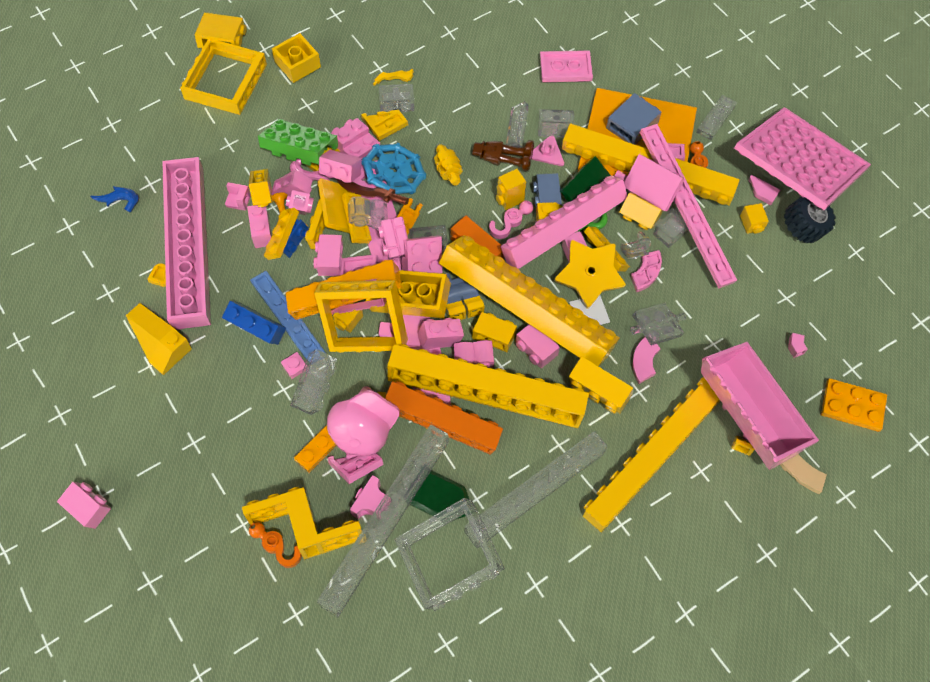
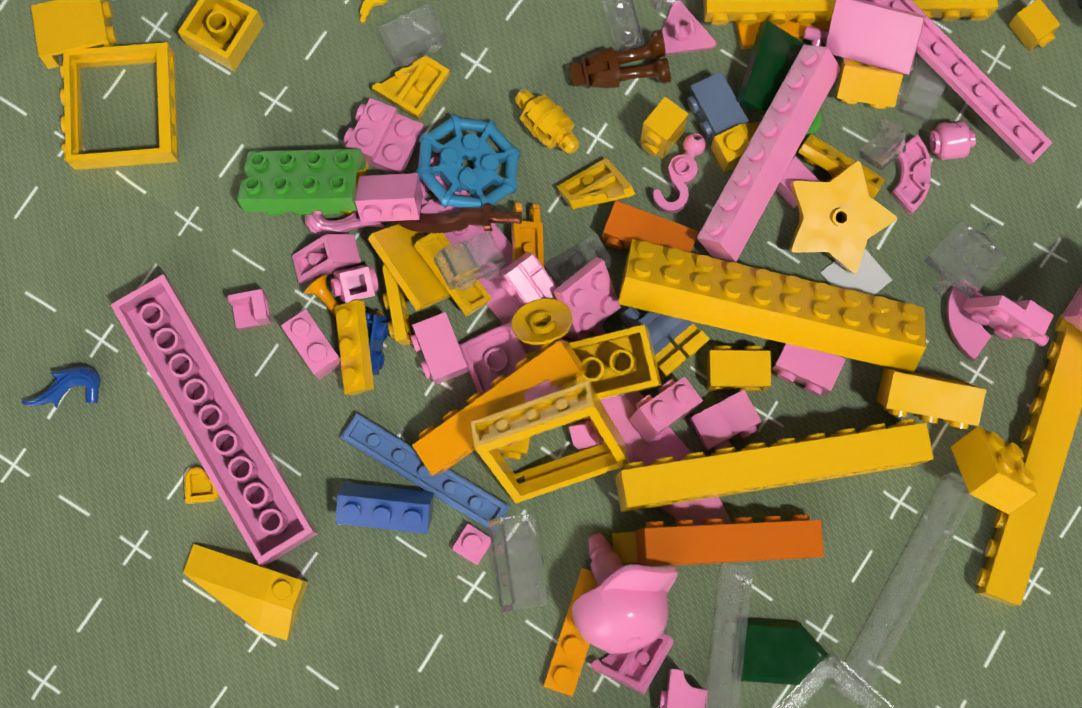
camera: 20 degrees left, 15 degrees up
(260, 187) = (286, 286): yellow brick -> none
(389, 251) = (542, 321): none -> yellow dish
(458, 205) = (595, 186): none -> yellow wing
(620, 439) = (994, 470): none -> yellow brick
(669, 363) = (1011, 318): none -> bright pink plate
(678, 260) = (952, 140): none -> bright pink head

